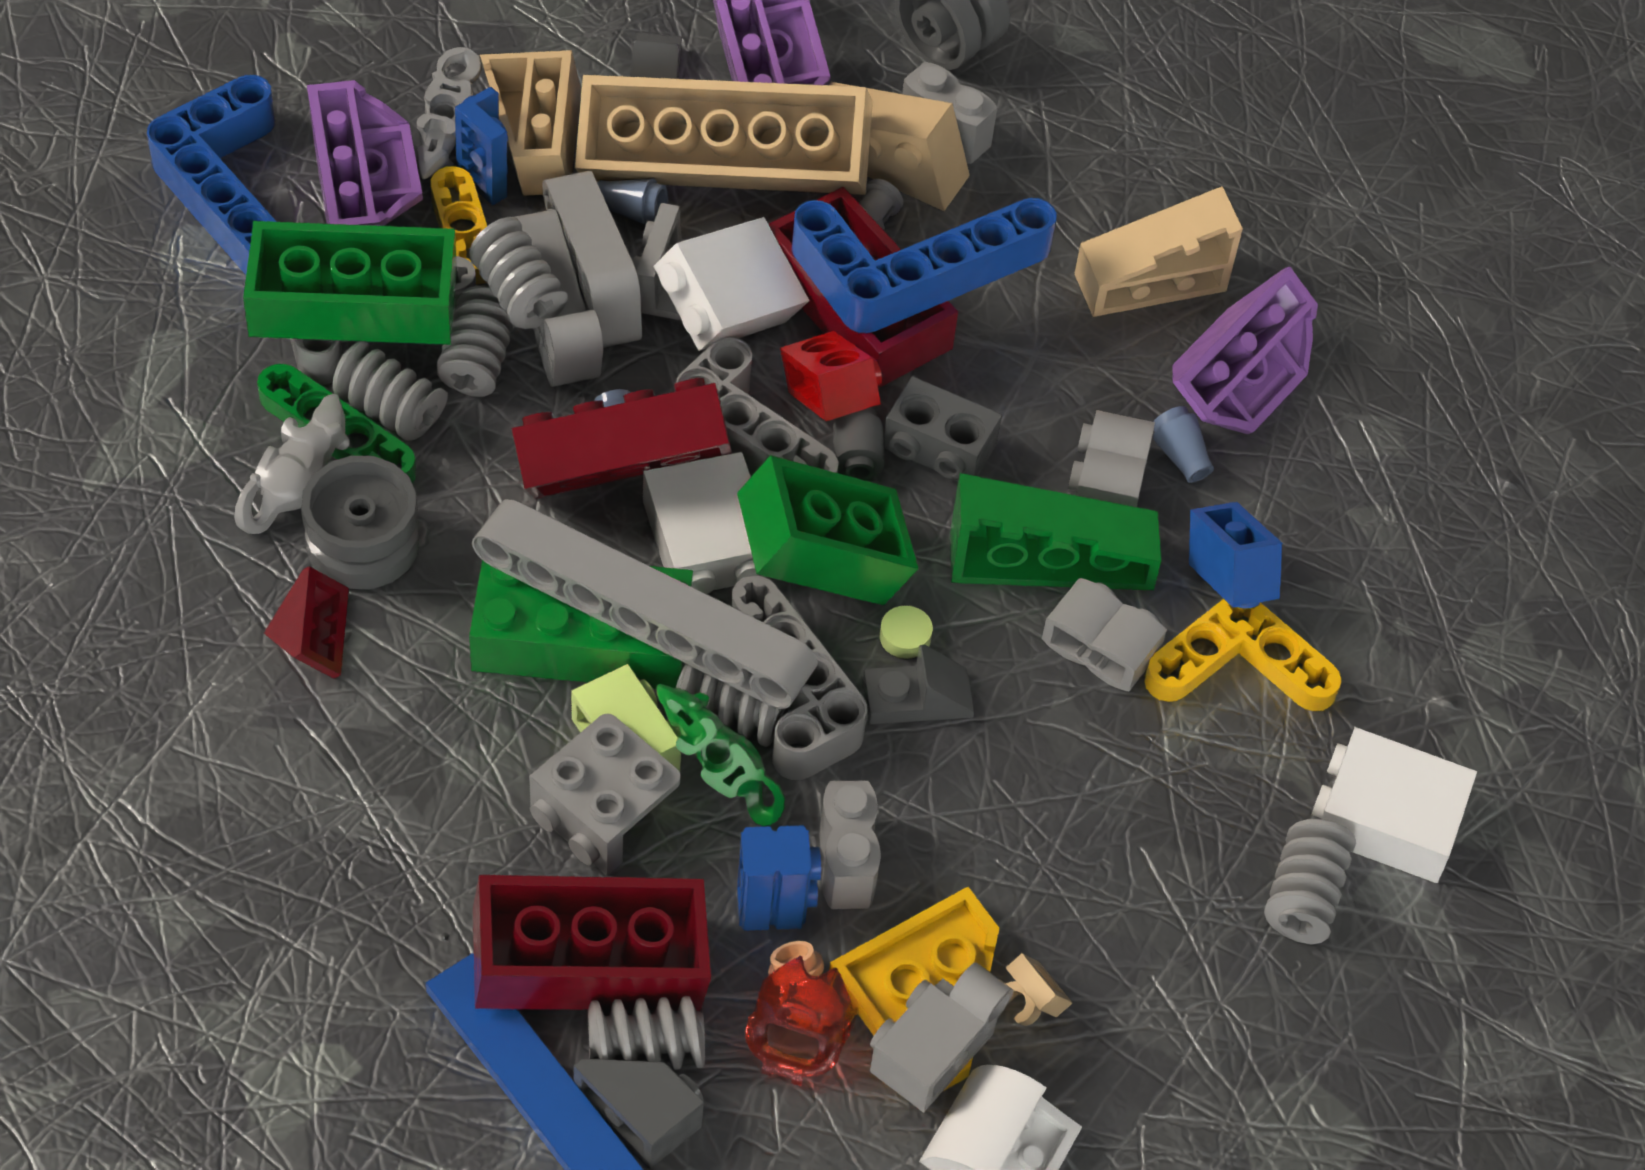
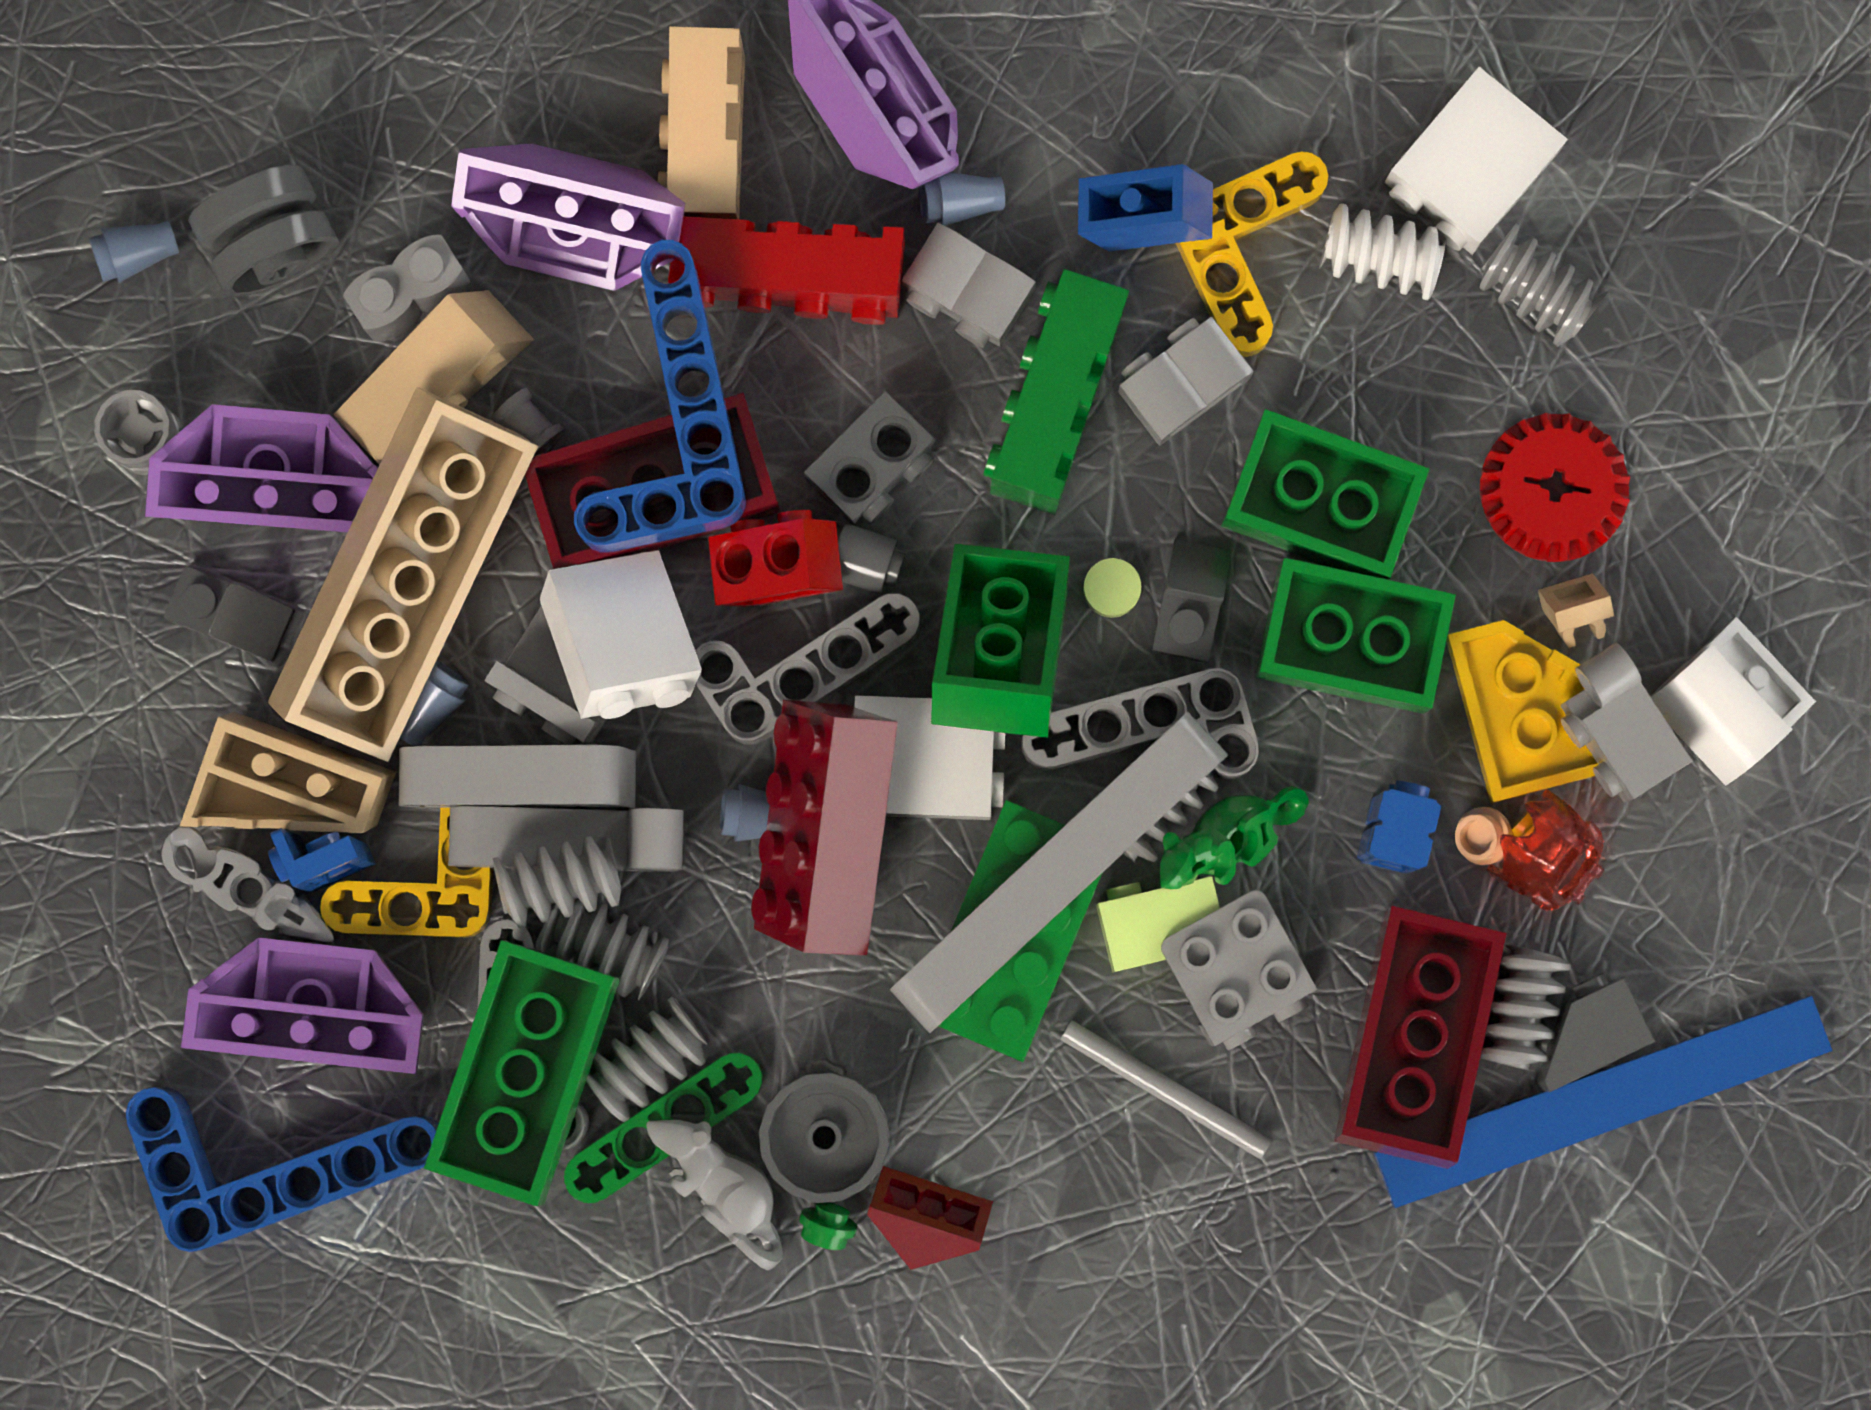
camera: 65 degrees left, 30 degrees up
(284, 552) = (827, 1226): none -> green plate
(479, 781) = (1166, 1089): none -> light grey bar
(849, 844) = (1382, 743): light grey brick -> none
(936, 806) = (1355, 636): none -> green brick
(1049, 753) = (1324, 497): none -> green brick
(1053, 164) = (564, 212): none -> medium lavender wedge
(1074, 340) = (796, 269): none -> red wedge
(1114, 975) = (1522, 510): none -> red gear
(1282, 753) = (1383, 251): none -> white piece

